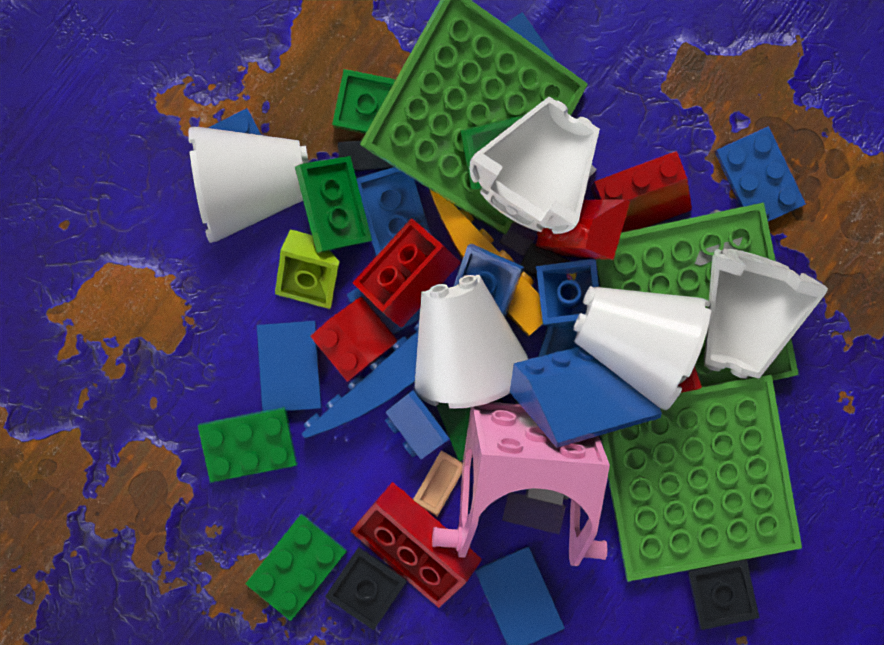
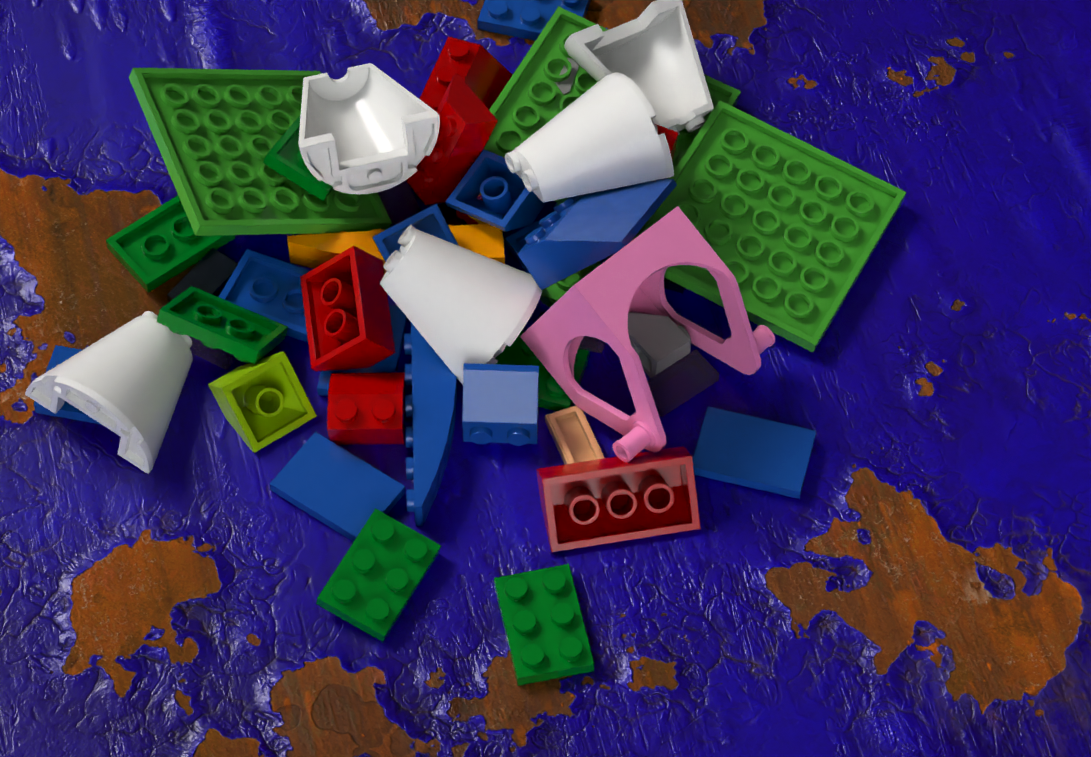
camera: 50 degrees left, 30 degrees down
(366, 588) = (622, 572): black plate -> none
(723, 594) = (896, 282): black plate -> none

